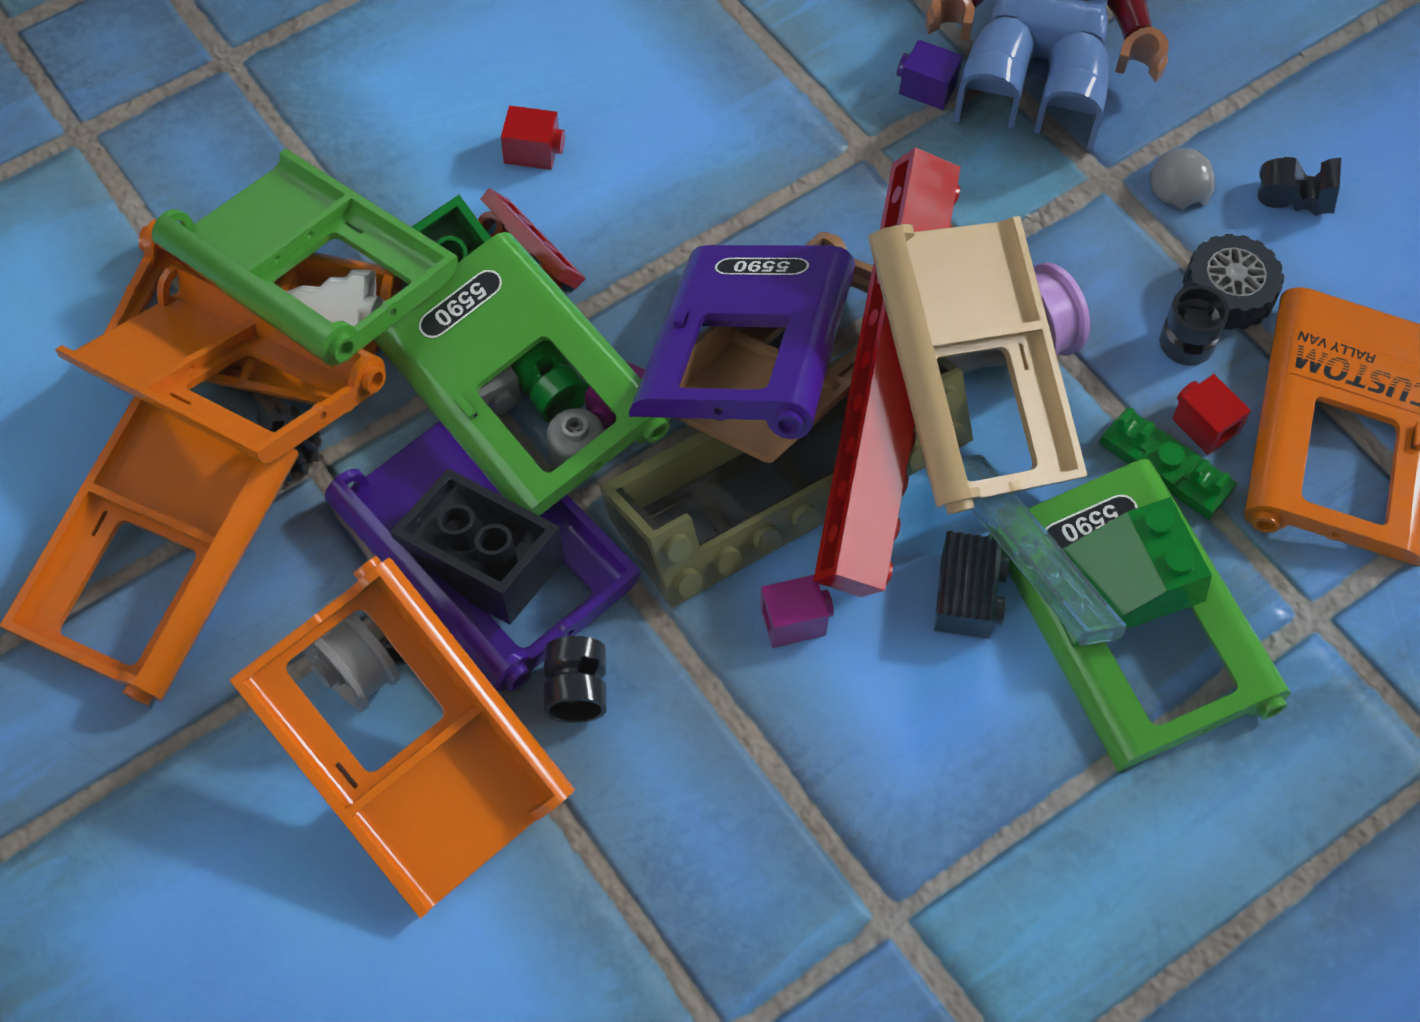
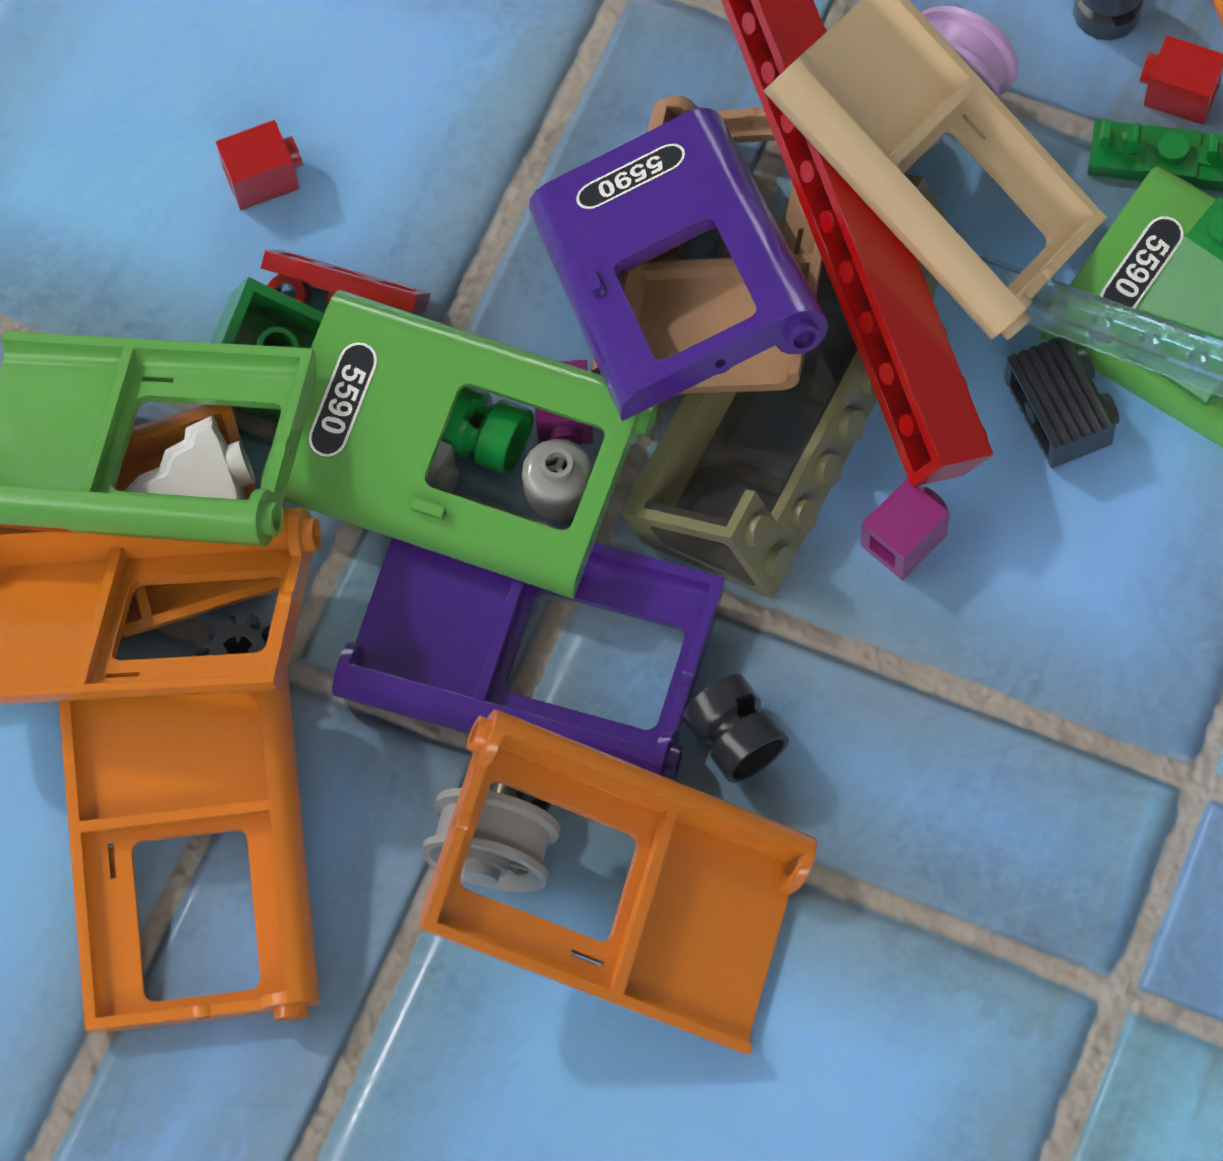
camera: 25 degrees left, 5 degrees up
(481, 544) = (543, 644): black slope -> none

